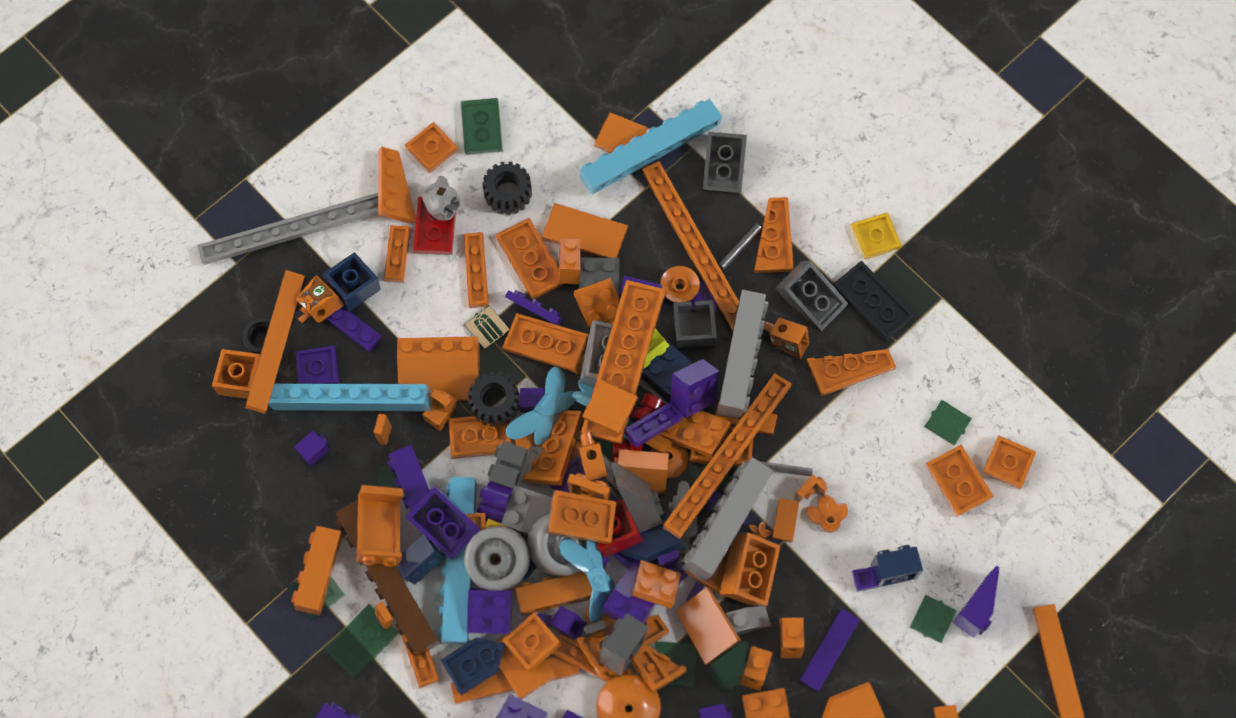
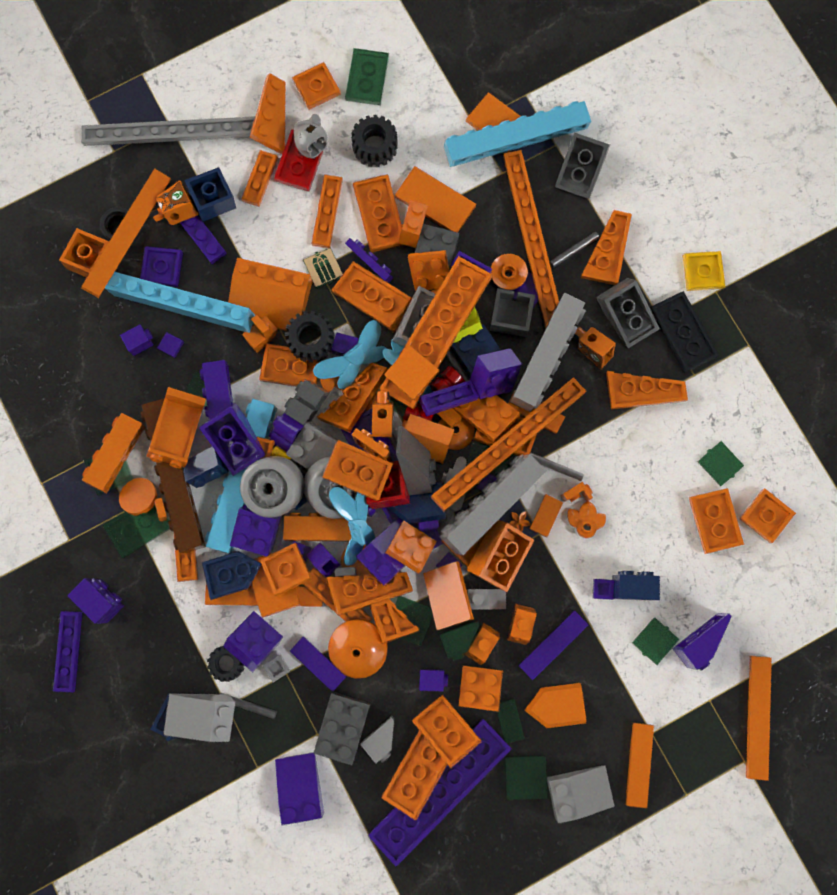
camera: 15 degrees right, 10 degrees up
(348, 445) = (170, 345): none -> dark purple tile
(355, 609) = (138, 496): none -> orange tile
(382, 429) = (202, 339): orange tile -> none
(624, 642) = (367, 594): dark grey piece -> none

